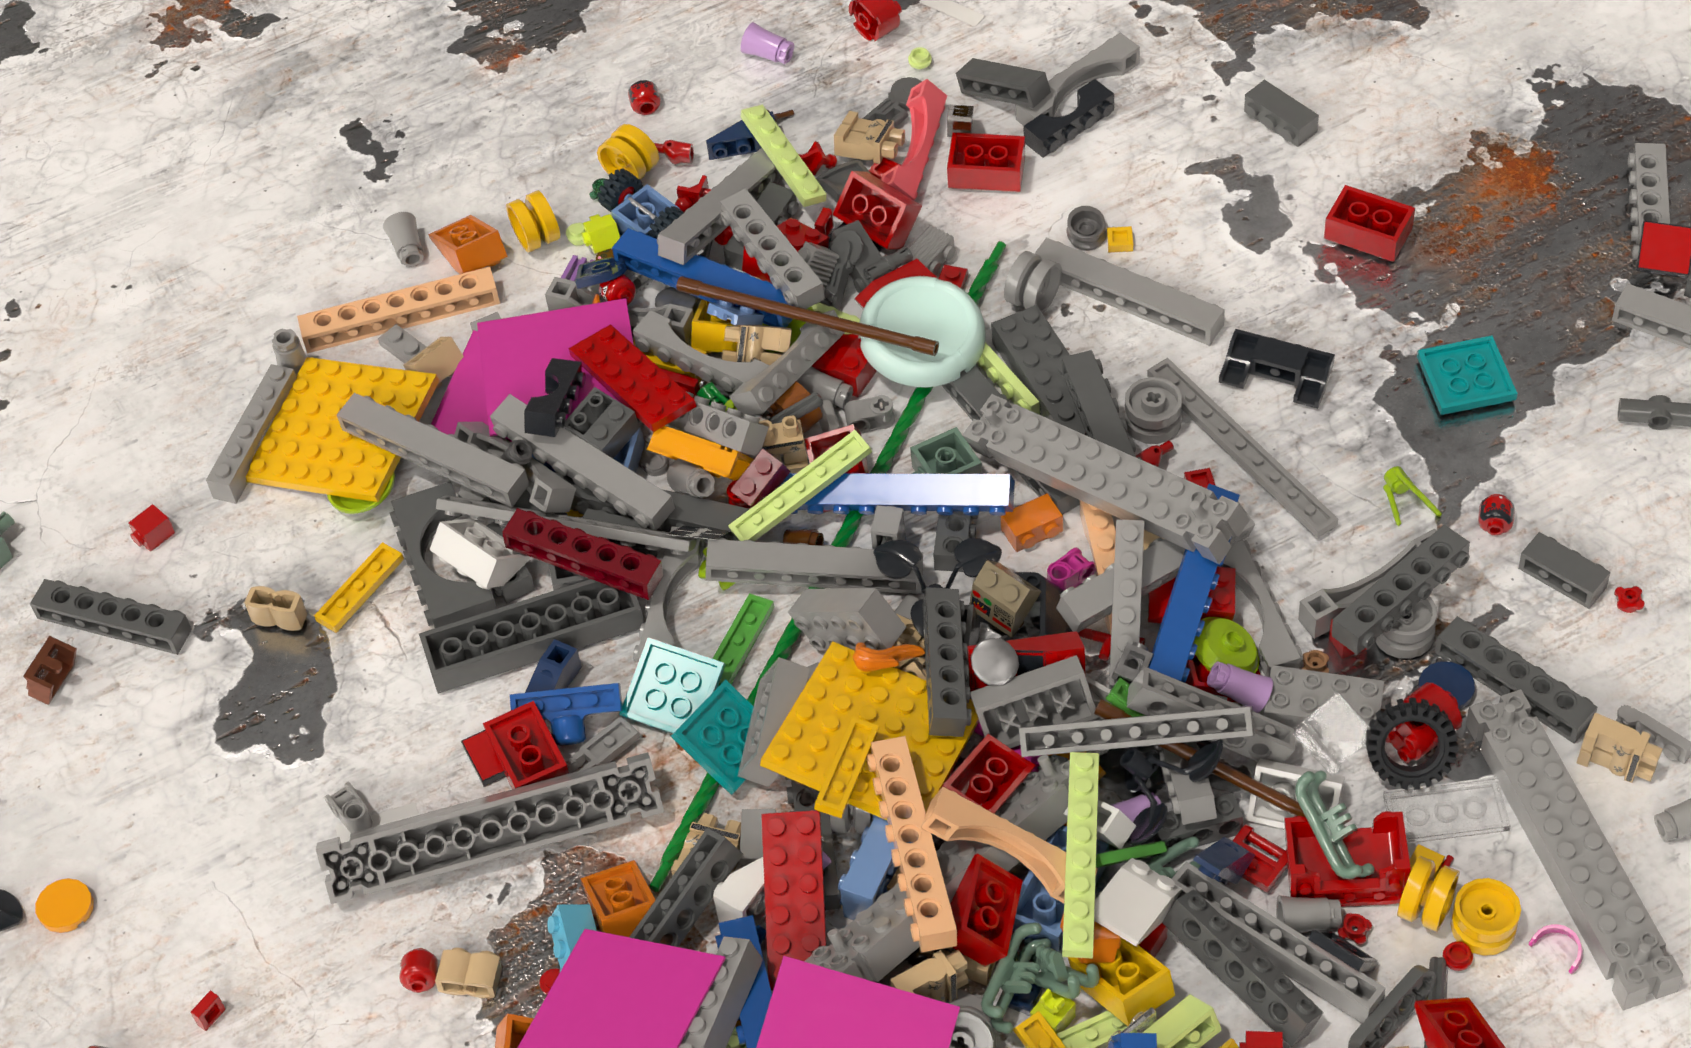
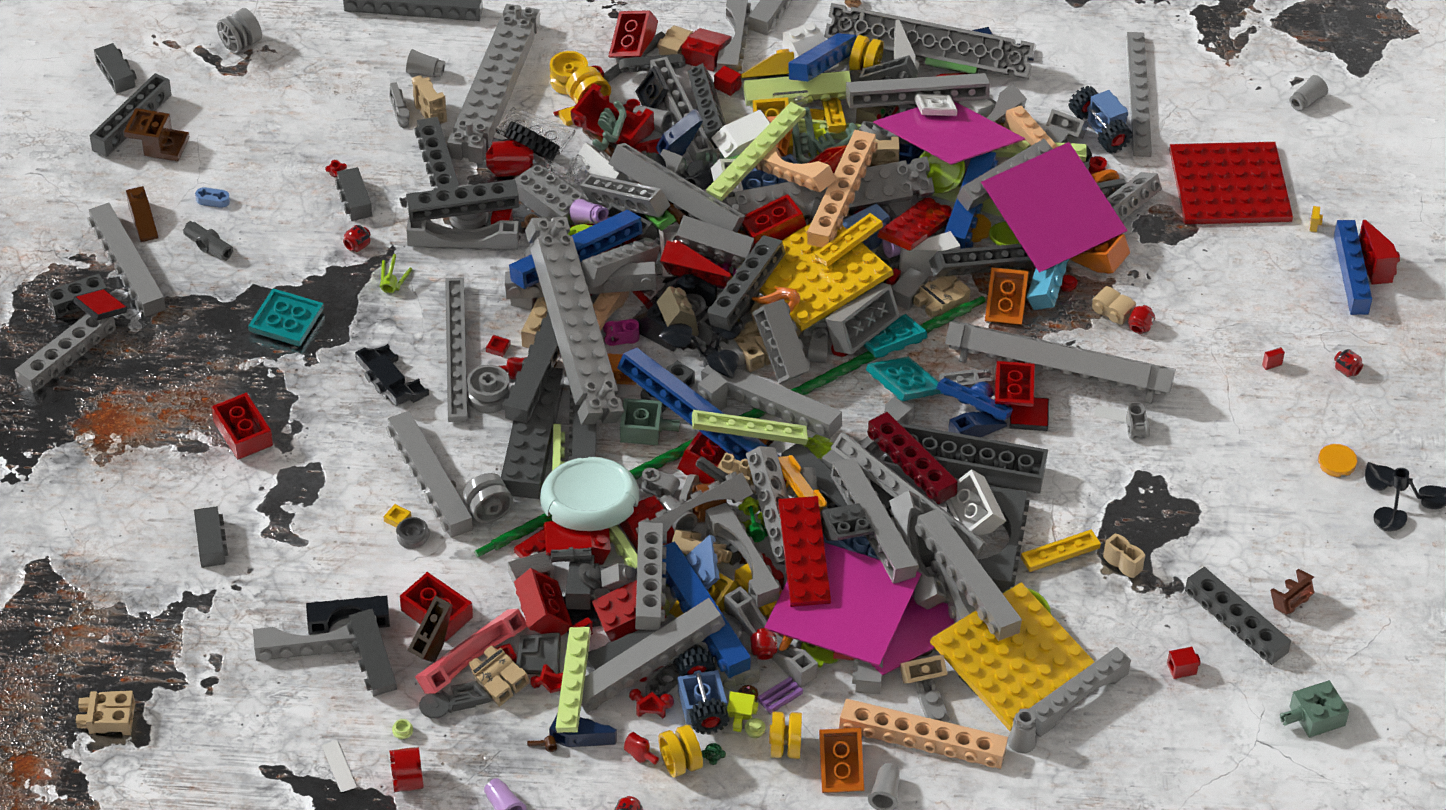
camera: 155 degrees left, 5 degrees down
(518, 452) = (915, 539): flat silver cone -> none
(548, 413) = (882, 529): black arch -> none
(599, 271) = (769, 654): dark blue tile -> none
(698, 532) = (829, 443): black sticker -> none
(743, 635) = (851, 392): bright green plate -> none
(760, 479) = (767, 438): brick -> none
(914, 343) = (715, 585): reddish brown piece -> none
(994, 661) = (722, 257): flat silver piece -> none
(1132, 652) = (646, 228): flat silver brick -> none
(1451, 678) = (475, 175): dark blue tile -> none
(1556, 928) = (538, 60): helmet -> none

